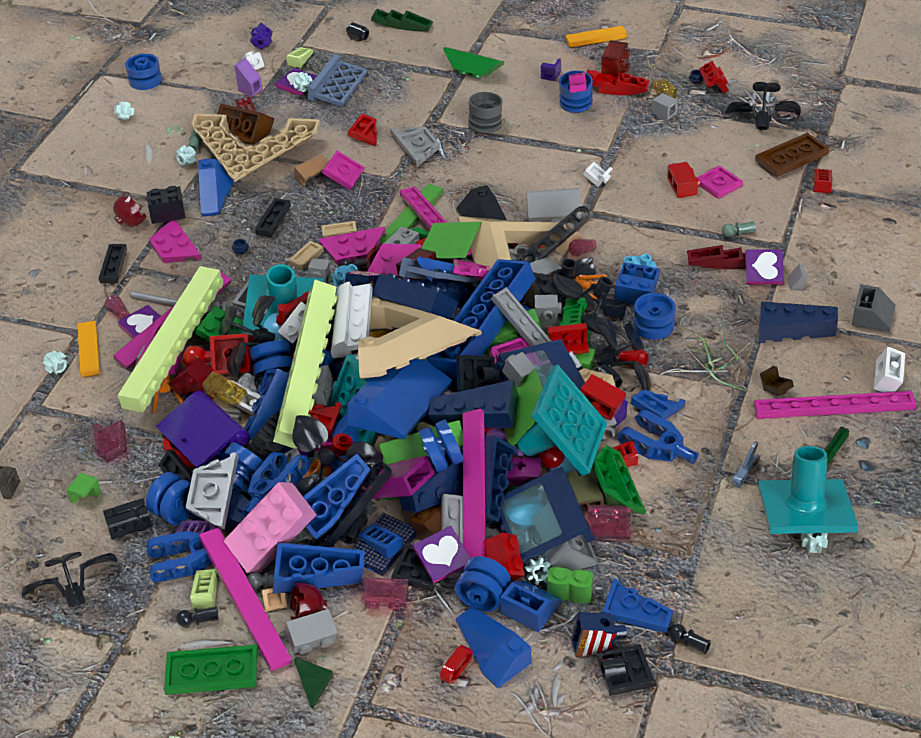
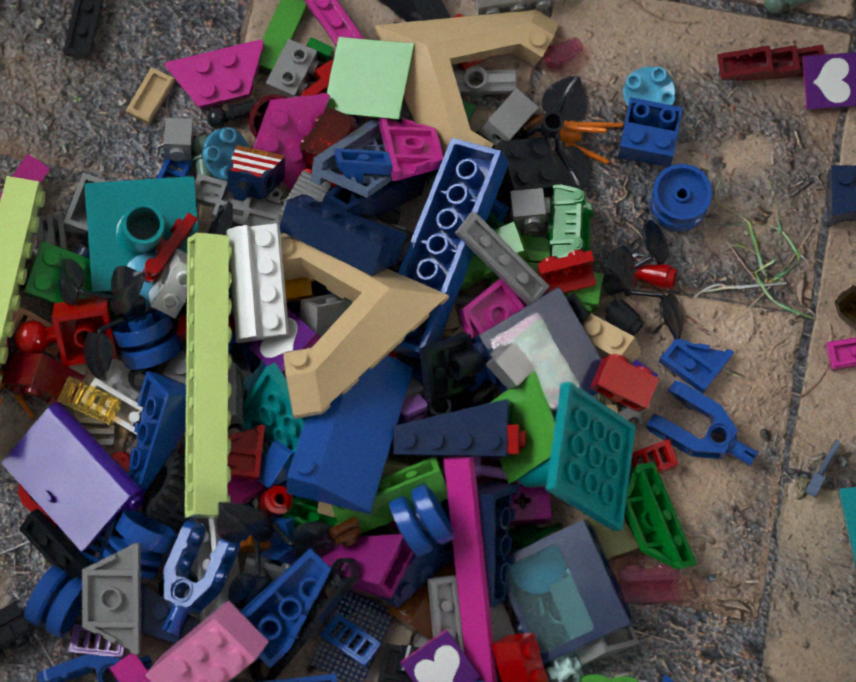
camera: 10 degrees left, 30 degrees up
(240, 246) = (46, 80): dark blue plate -> none
(338, 229) = (191, 39): tan tile -> none
(386, 455) = (346, 532): none -> reddish brown plate
(516, 408) = (515, 438): none -> red plate
(557, 229) = (519, 70): black beam -> none
(610, 306) = (611, 176): black plant -> none

